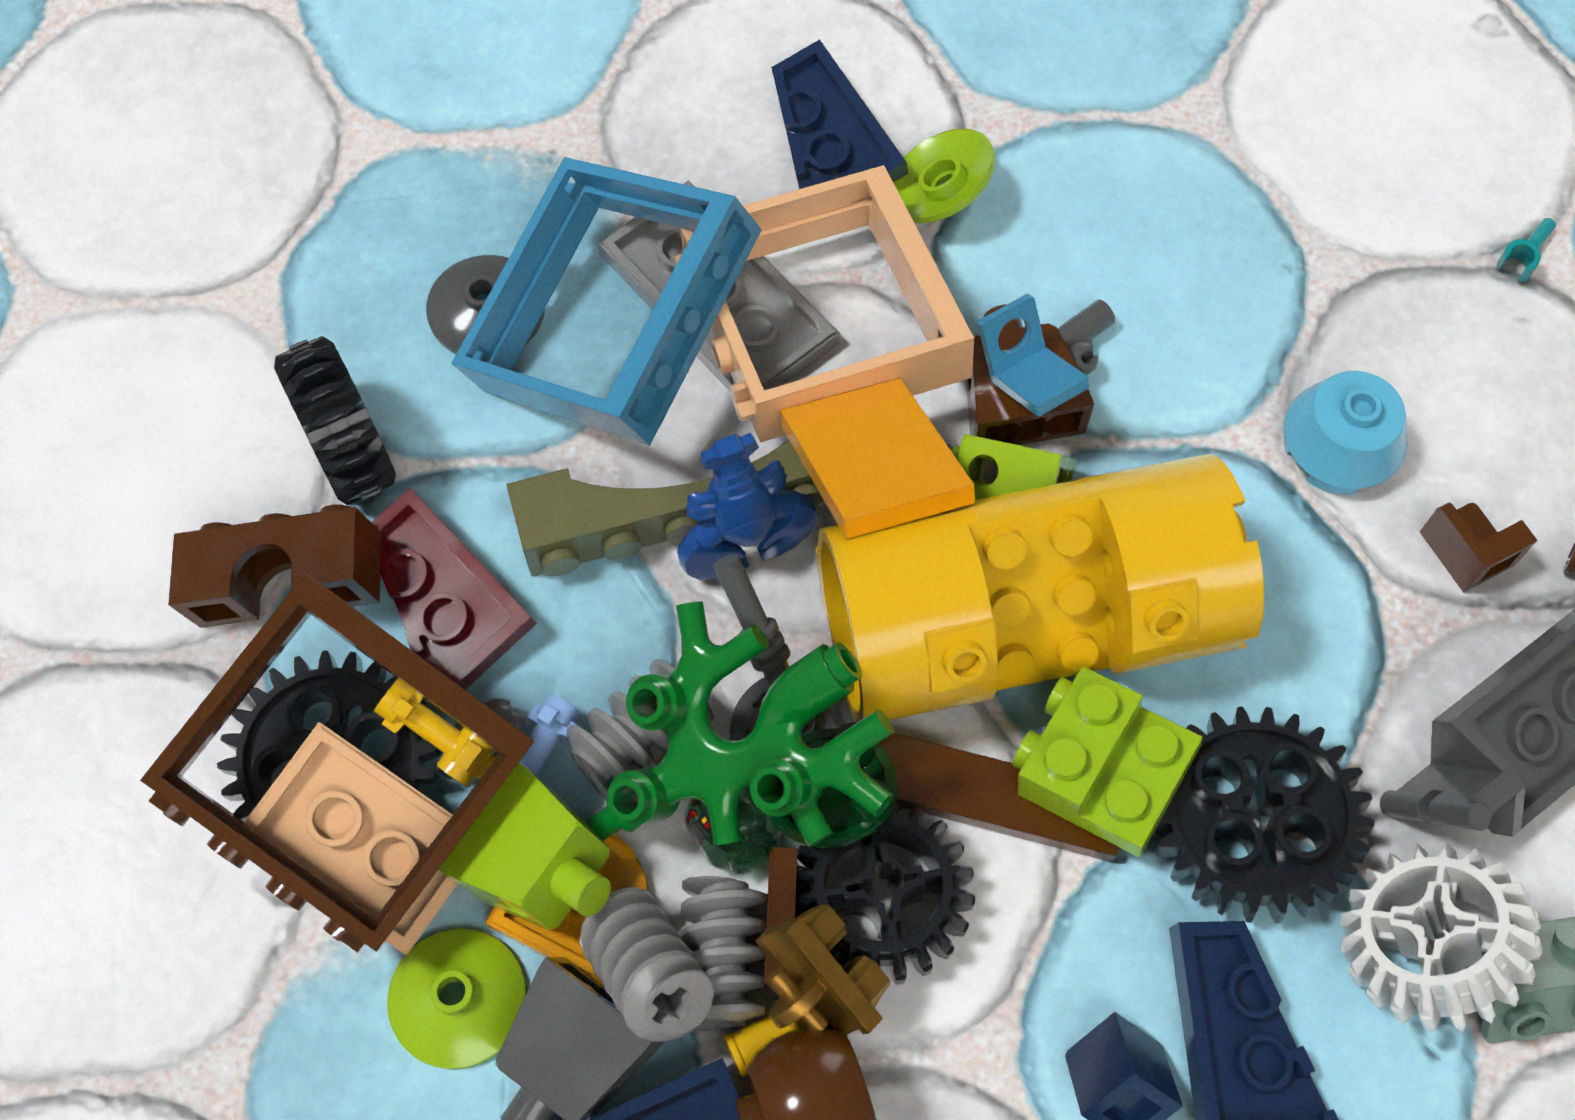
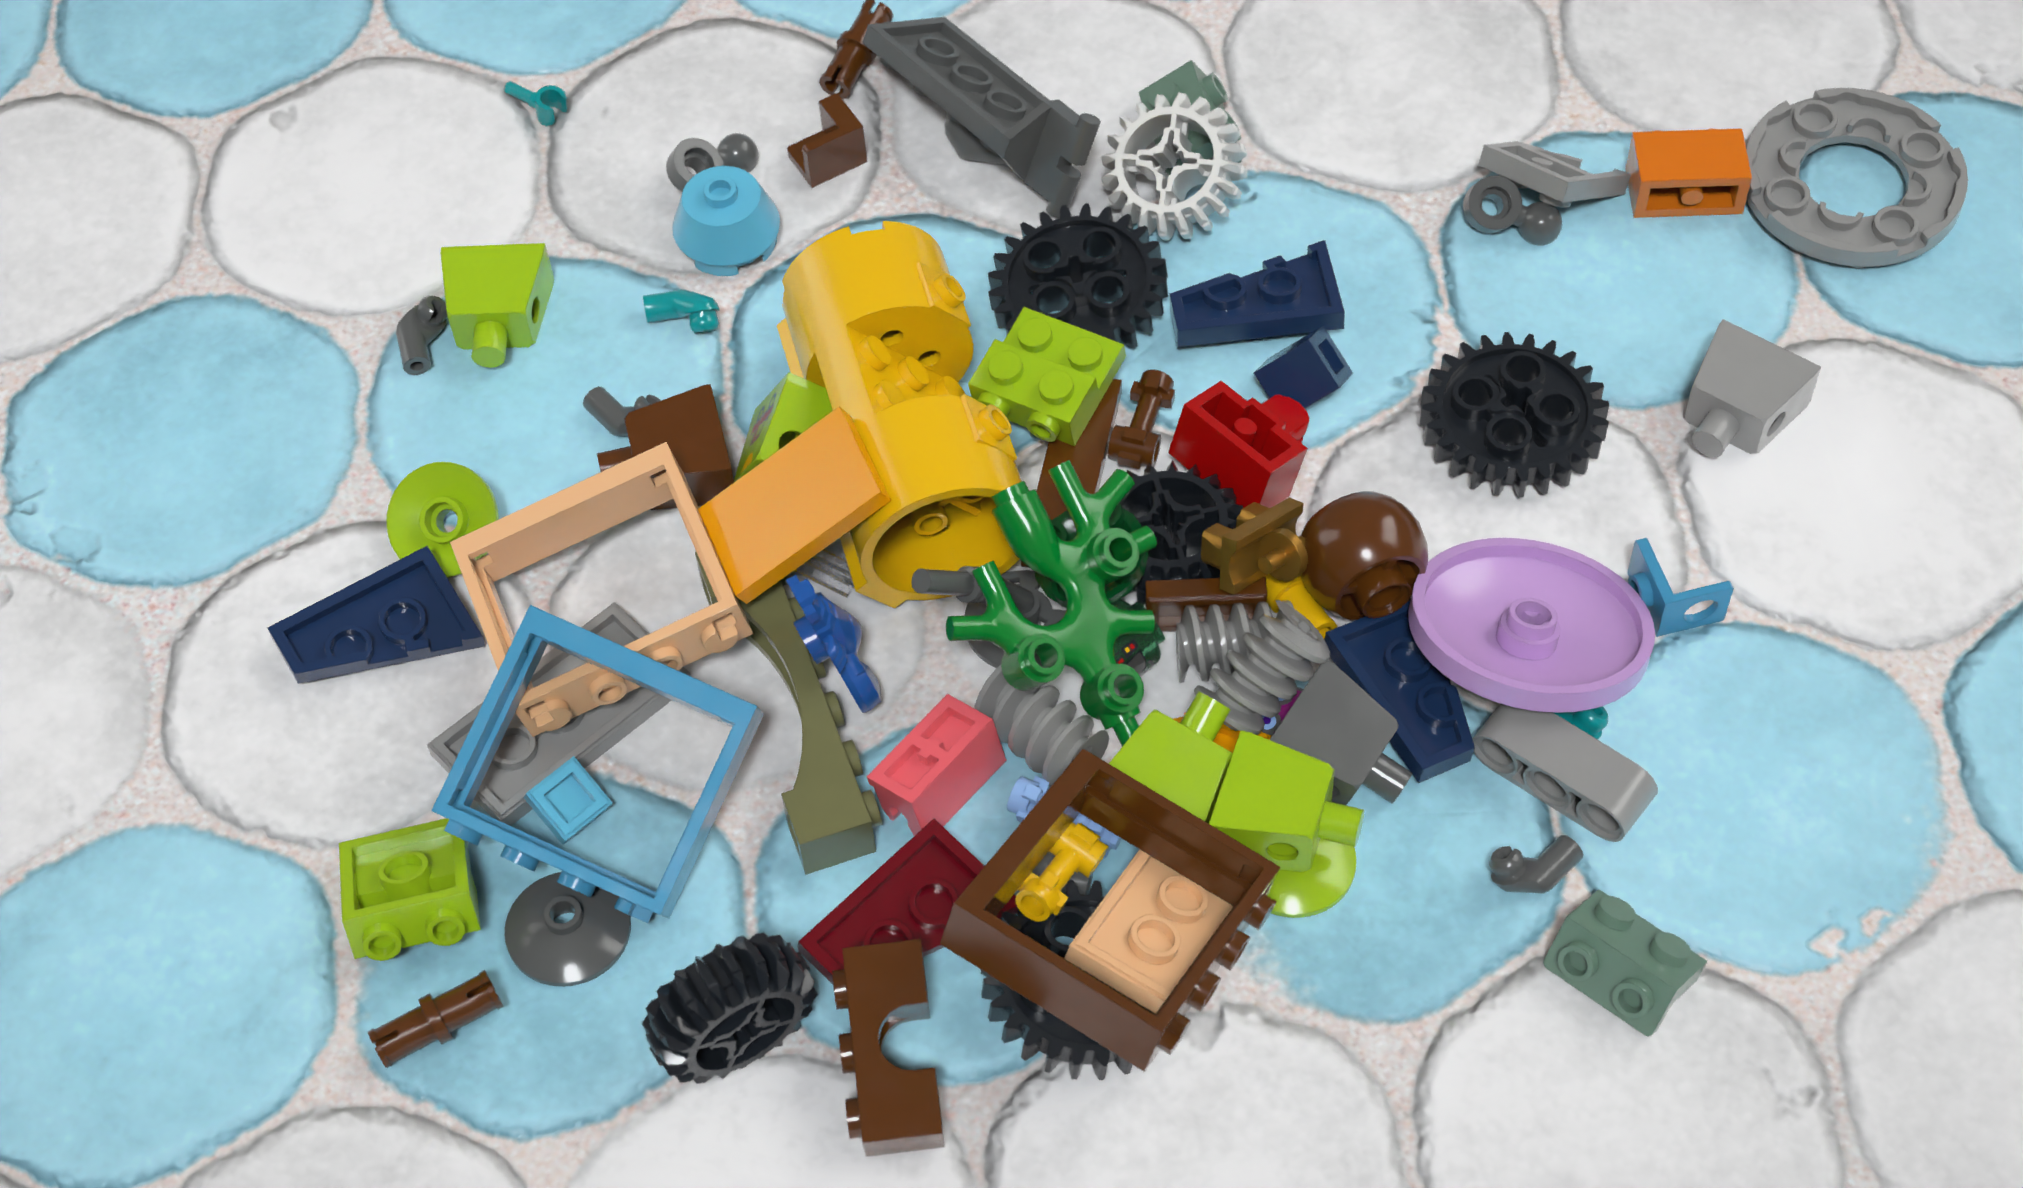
camera: 90 degrees left, 10 degrees down
(397, 199) = (435, 1019): none -> reddish brown pin
(472, 966) = (1282, 803): none -> lime torso
(515, 158) = (406, 890): none -> lime plate
(597, 623) = (938, 765): none -> coral hinge
(611, 297) = (568, 800): none -> medium azure tile
(997, 990) = (1243, 441): none -> red brick
(1020, 864) = (1137, 444): none -> reddish brown bar
(1029, 369) = (688, 415): dark azure bracket -> none
(1192, 150) = (417, 331): none -> dark grey arm
(1229, 398) = (683, 303): none -> teal arm
(1231, 212) = (496, 297): none -> lime torso
(1457, 447) = (699, 154): none -> dark grey plate

